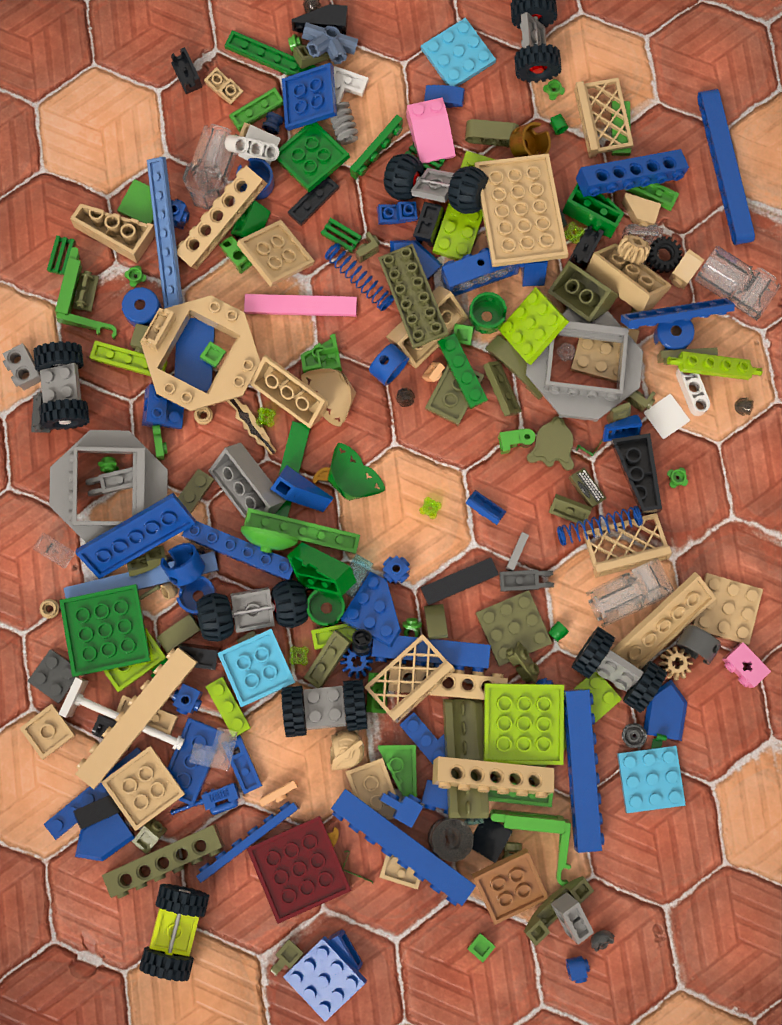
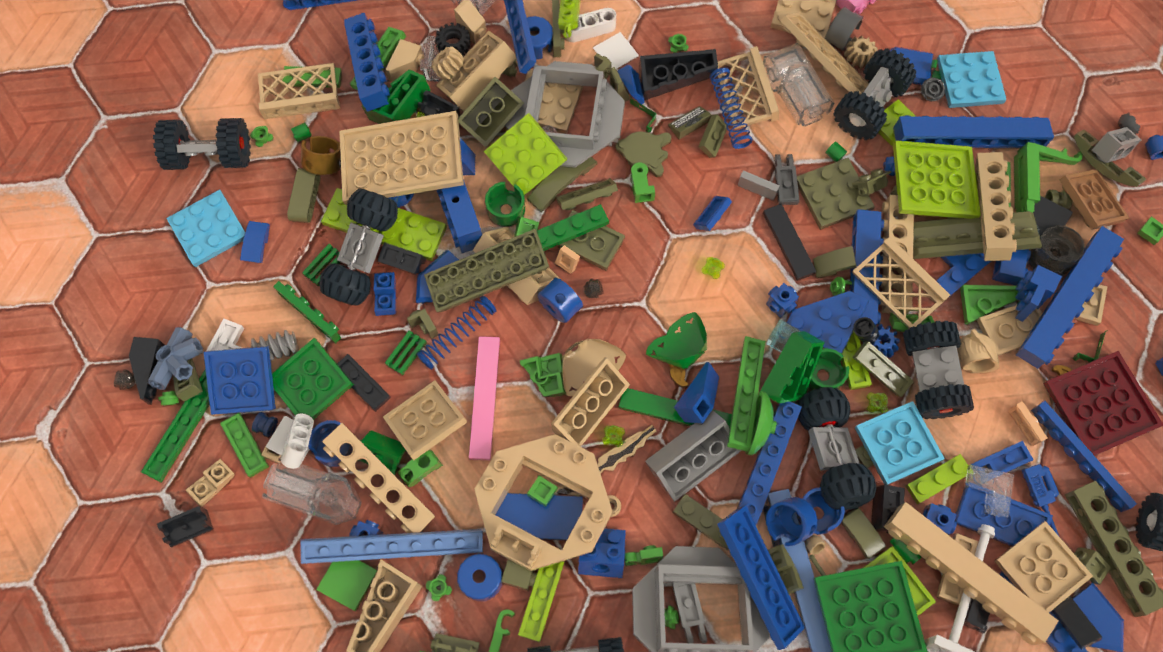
camera: 90 degrees left, 10 degrees down
(430, 130) = (294, 254): bright pink slope -> none

